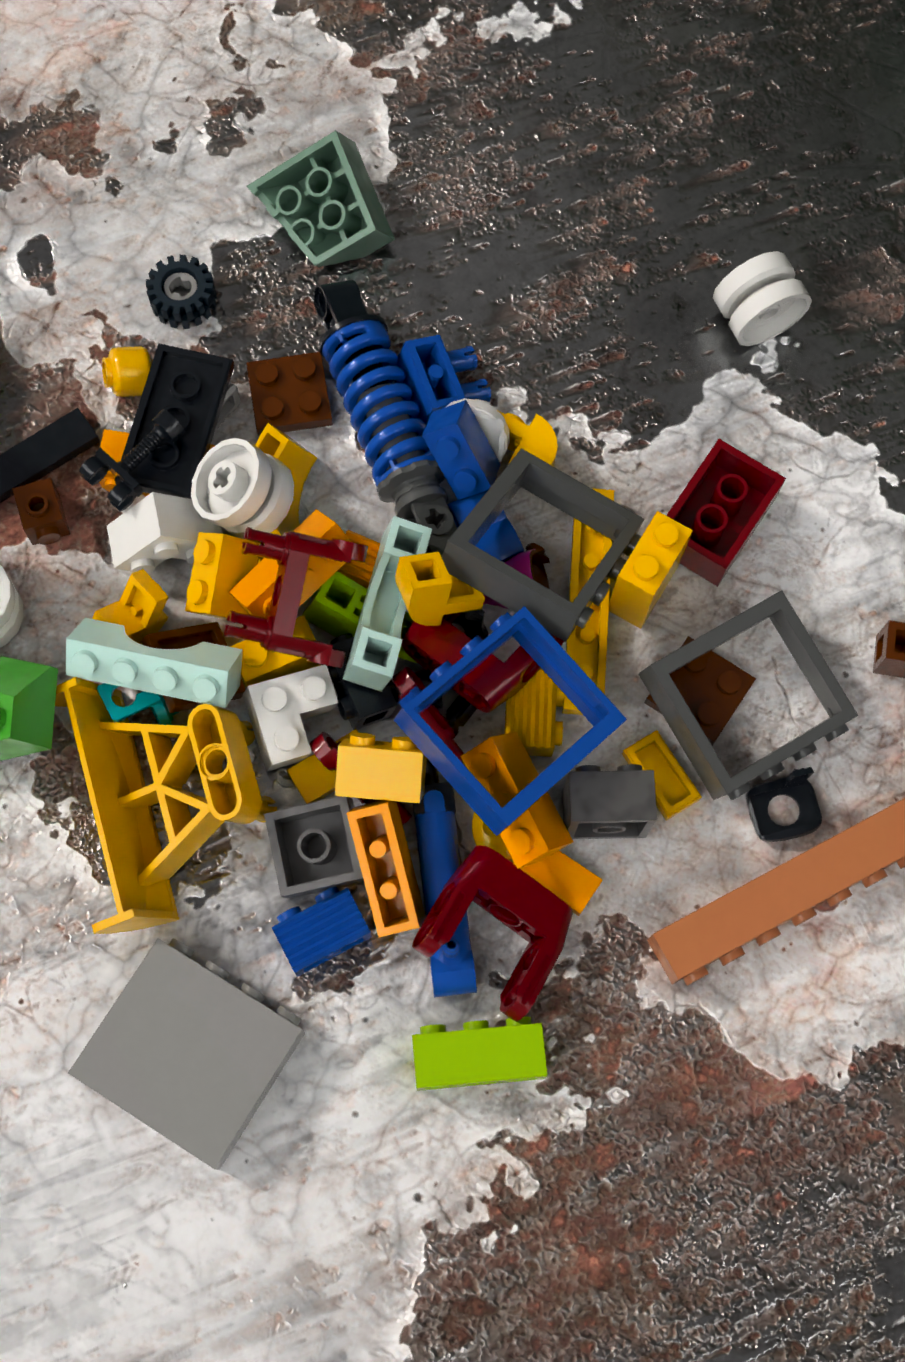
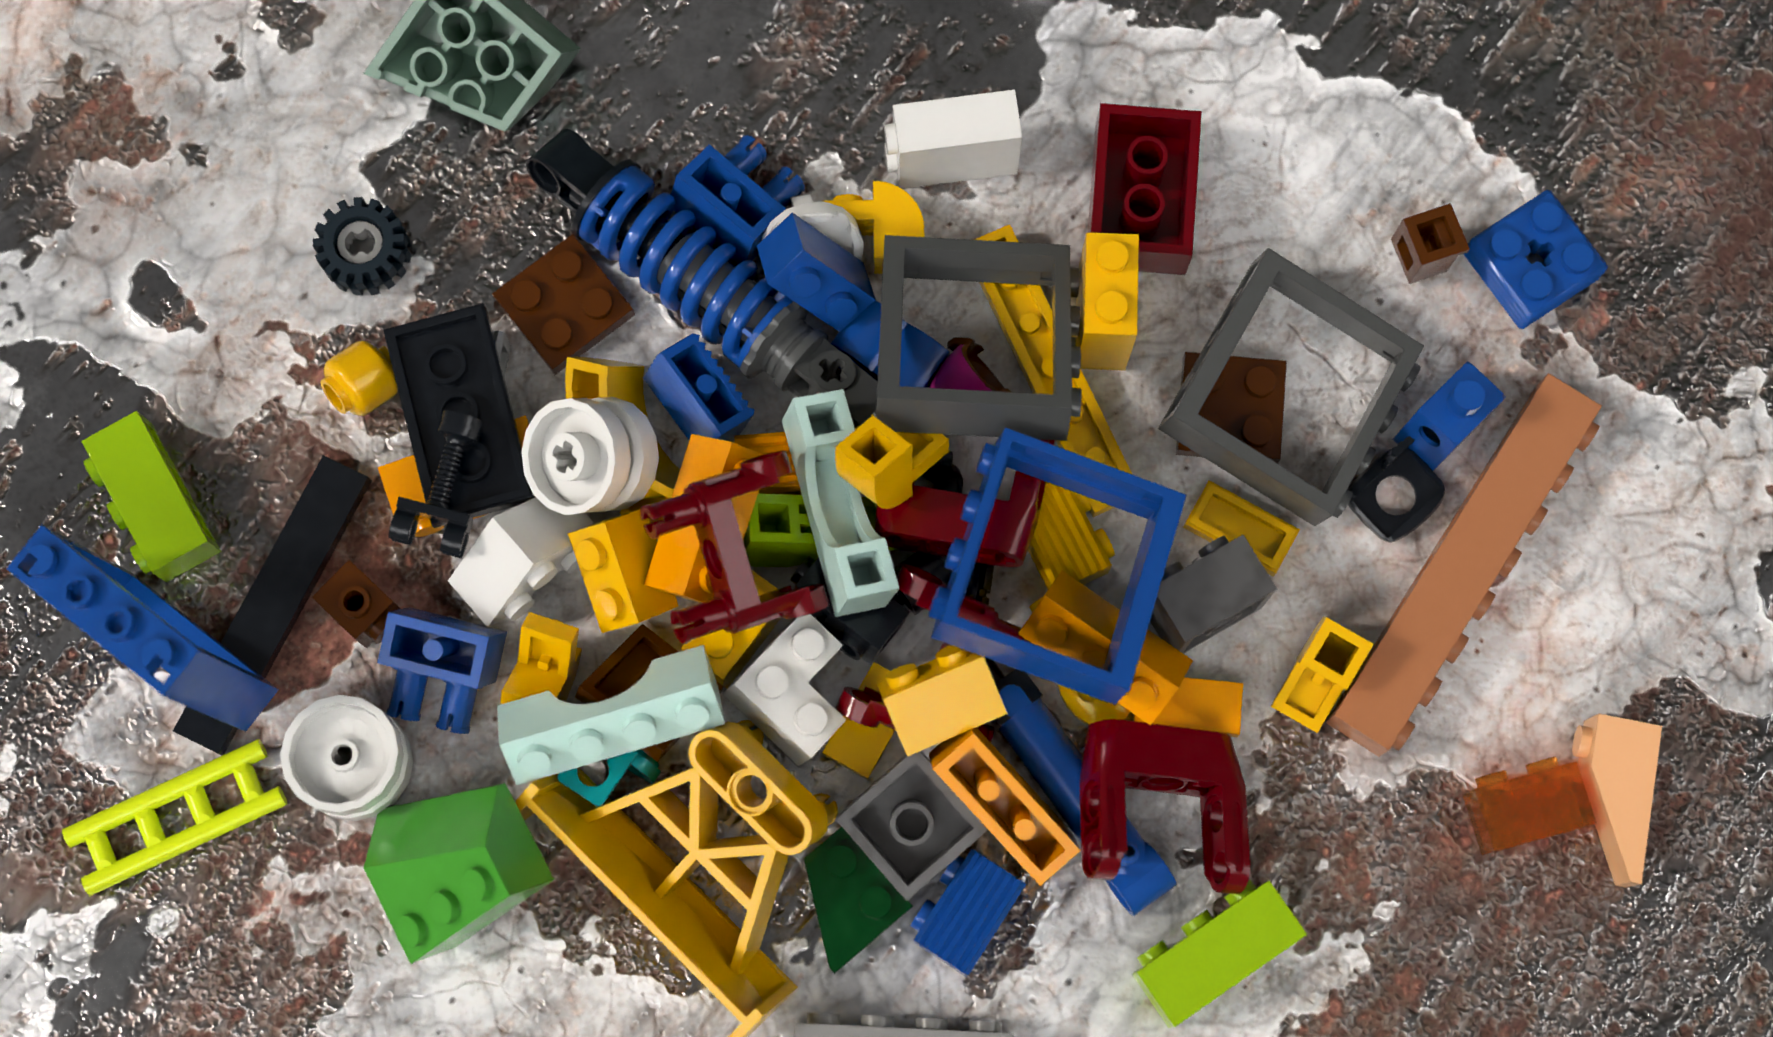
camera: 25 degrees left, 5 degrees up
(77, 566) = (442, 648): none -> blue brick
(246, 880) = (850, 898): none -> dark green wing
(340, 487) = (697, 391): none -> blue brick
(605, 414) = (954, 139): none -> white brick
(660, 901) = (1321, 673): none -> yellow brick
(759, 1076) = (1529, 806): none -> clear orange brick
(834, 1097) = (1619, 776): none -> light nougat slope
(855, 773) = (1451, 414): none -> blue torso

